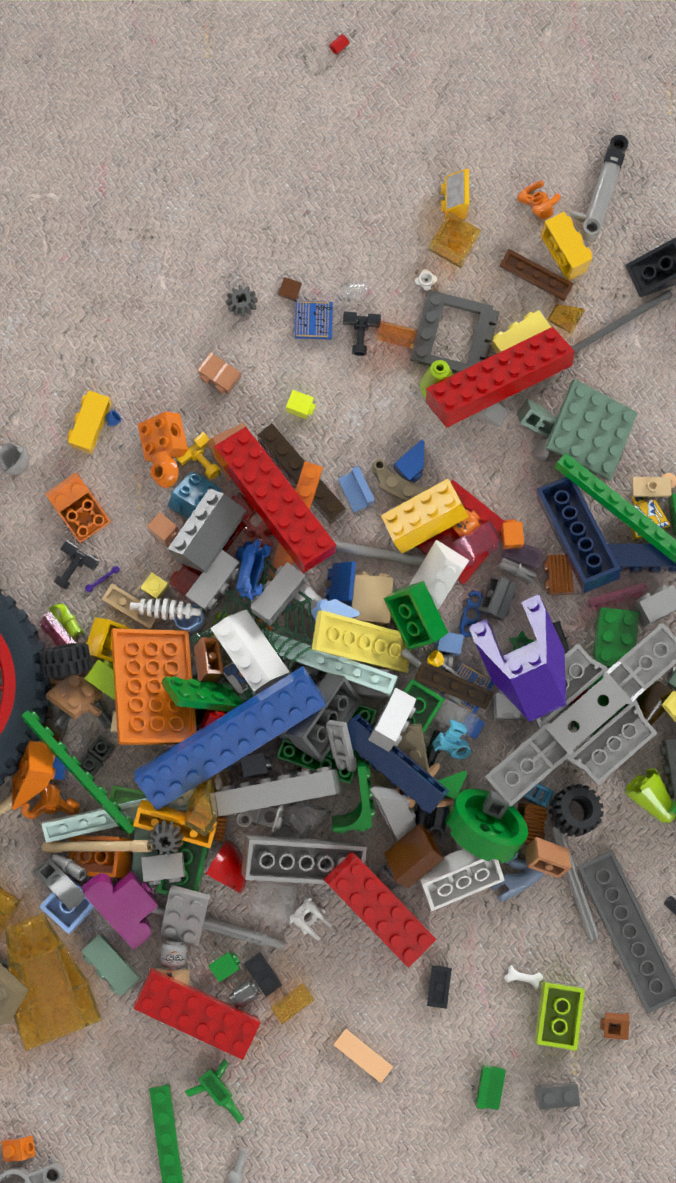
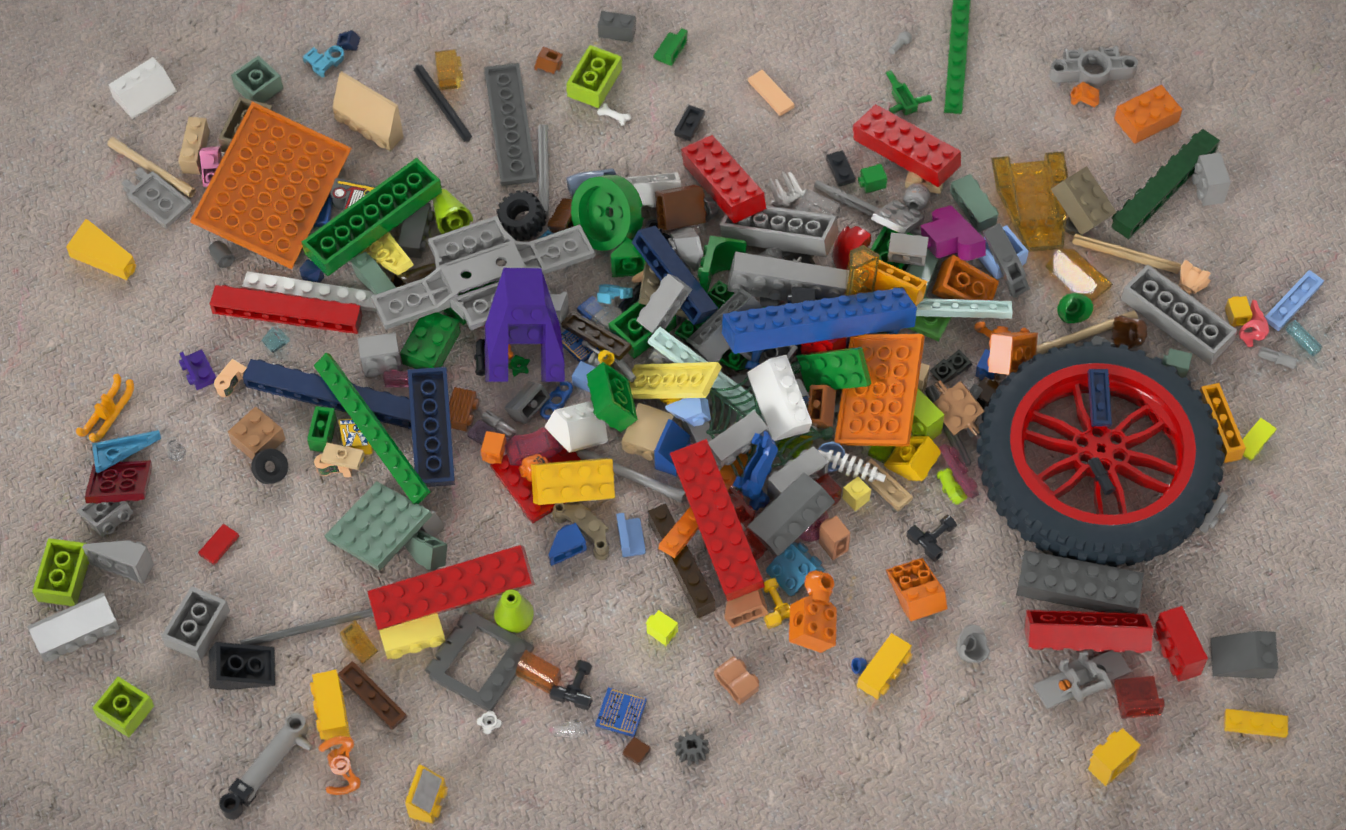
camera: 160 degrees left, 20 degrees down
(65, 660) = (958, 432): black tyre -> none
(69, 866) = (995, 281): light grey pin -> none
(84, 778) = (971, 341): green plate -> none
(89, 588) = (922, 515): dark purple hinge -> none
(97, 846) = (930, 267): tan piece -> none
(164, 830) = (899, 261): dark grey gear -> none
(244, 994) = (861, 155): dark grey brick -> none
(292, 1003) = (820, 138): clear yellow brick -> none
(341, 745) = (717, 298): light grey hinge -> none
(455, 240) = (444, 747): clear yellow brick -> none
(495, 805) = (594, 229): dark grey slope -> none
(547, 857) = (560, 182): nougat brick -> none

